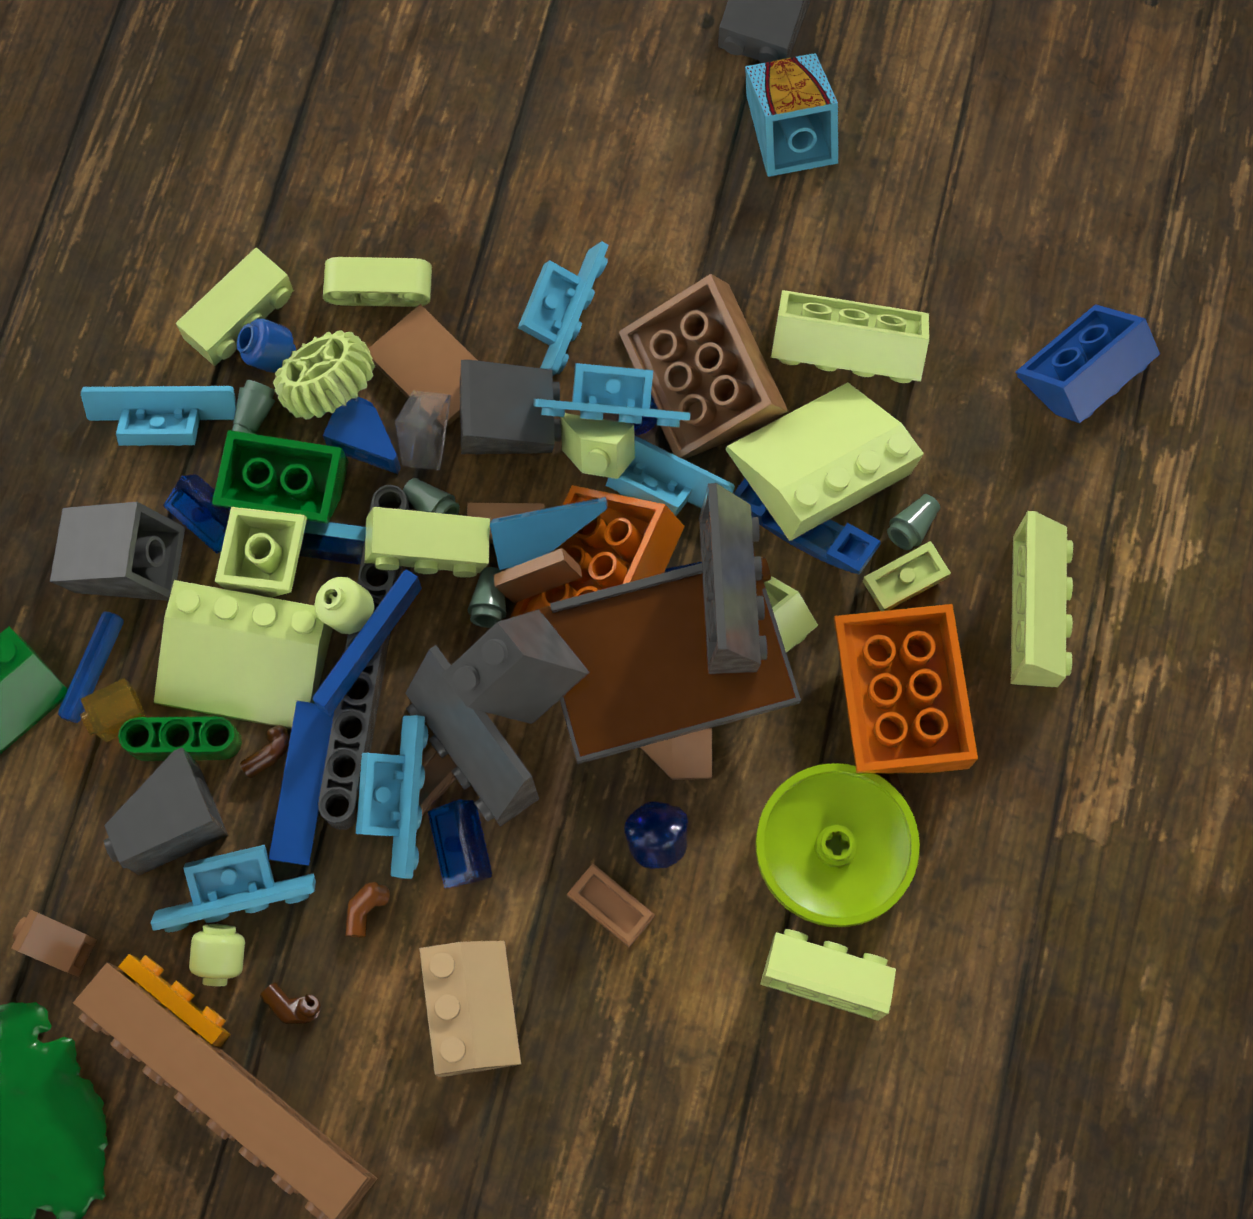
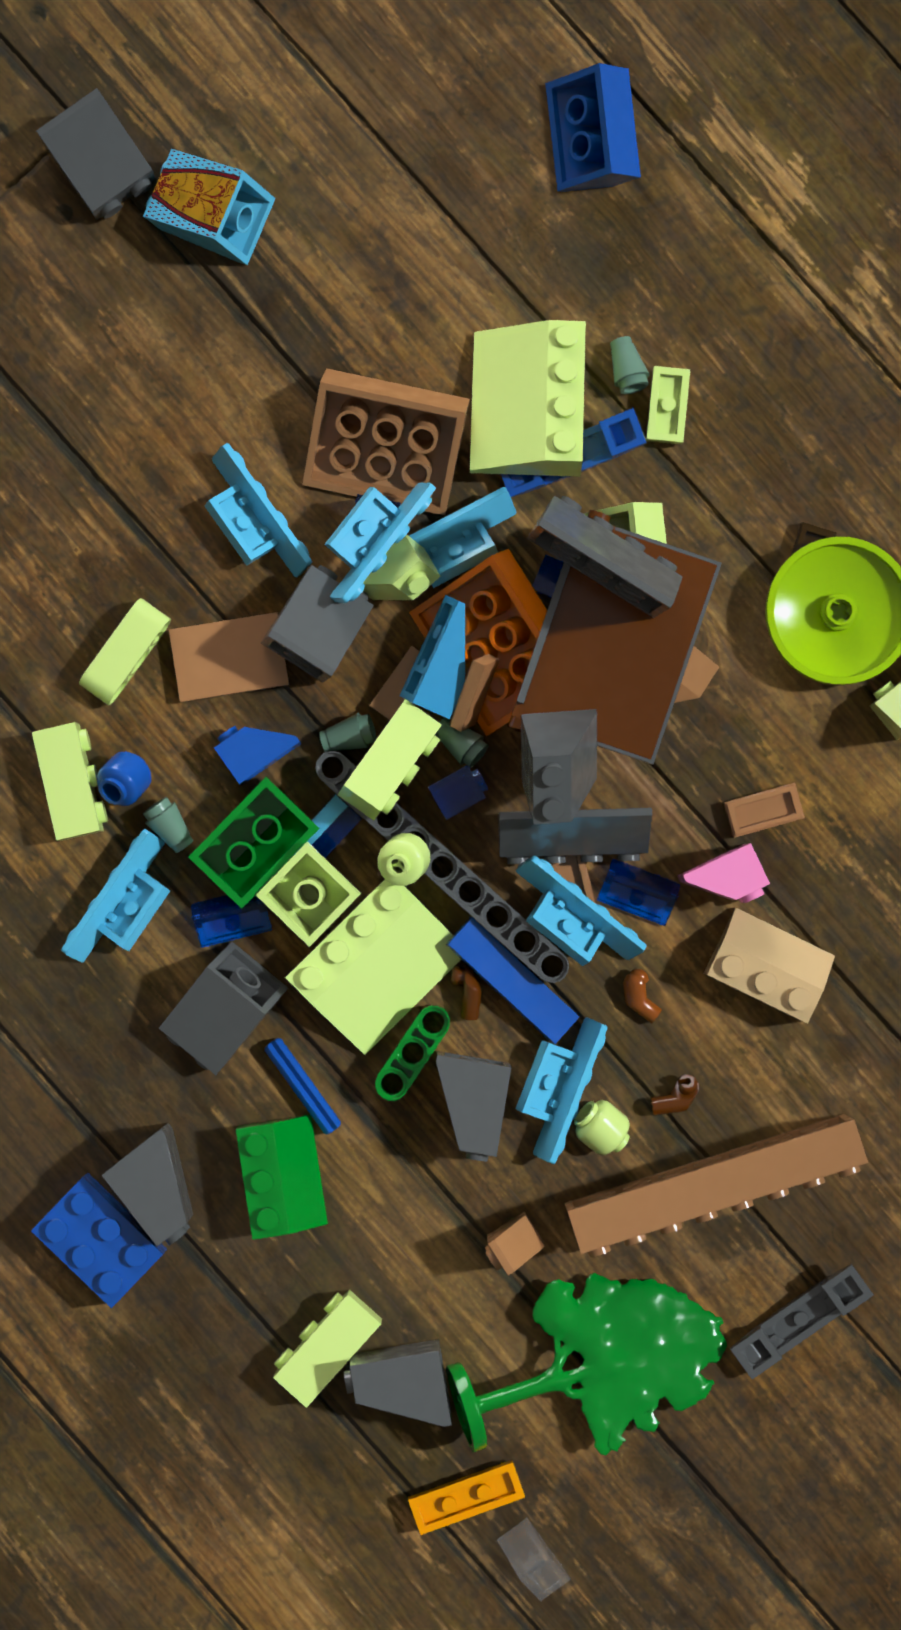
camera: 55 degrees left, 15 degrees up
(110, 708) = (354, 1090): clear yellow brick -> none
(176, 999) = (615, 1178): light orange plate -> none
(324, 374) = (181, 749): yellowish green gear -> none
(367, 642) = (444, 860): blue tile -> none
(423, 429) = (283, 698): clear slope -> none
(438, 619) = (458, 792): none -> clear blue brick
(526, 906) = (730, 875): none -> bright pink slope
(657, 834) = (736, 739): clear blue hair -> none
(851, 336) = (438, 301): yellowish green slope -> none
(906, 691) = (761, 474): orange slope -> none
(1039, 602) = (761, 318): yellowish green slope -> none

